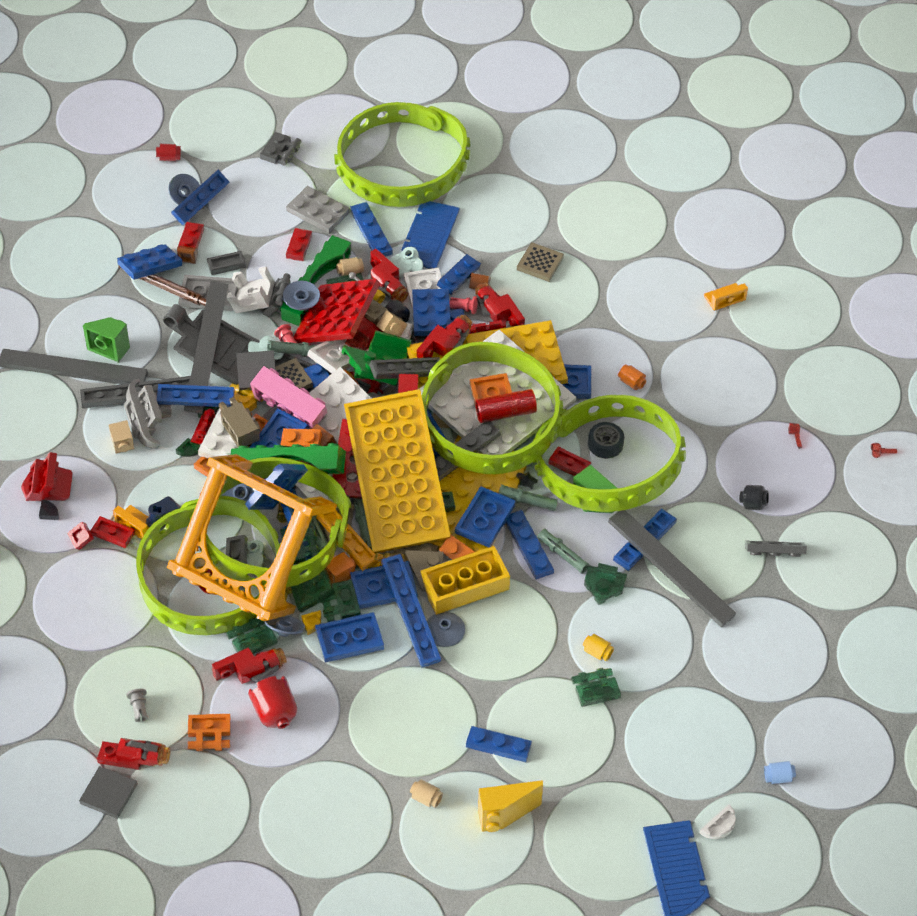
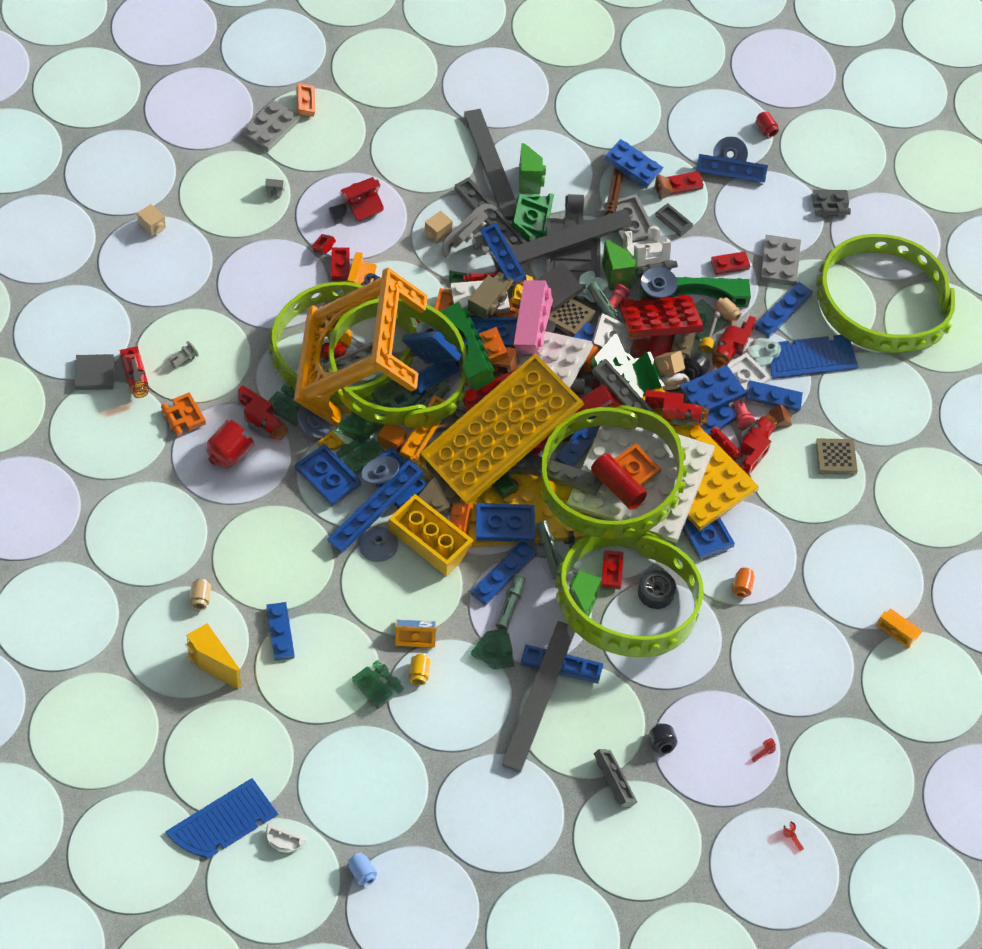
camera: 60 degrees right, 5 degrees up
(159, 360) = (532, 214): none -> green wing
(258, 318) = (618, 265): none -> bright green slope
(371, 585) = (380, 470): none -> sand blue dish
(557, 635) = (415, 633): none -> light orange panel

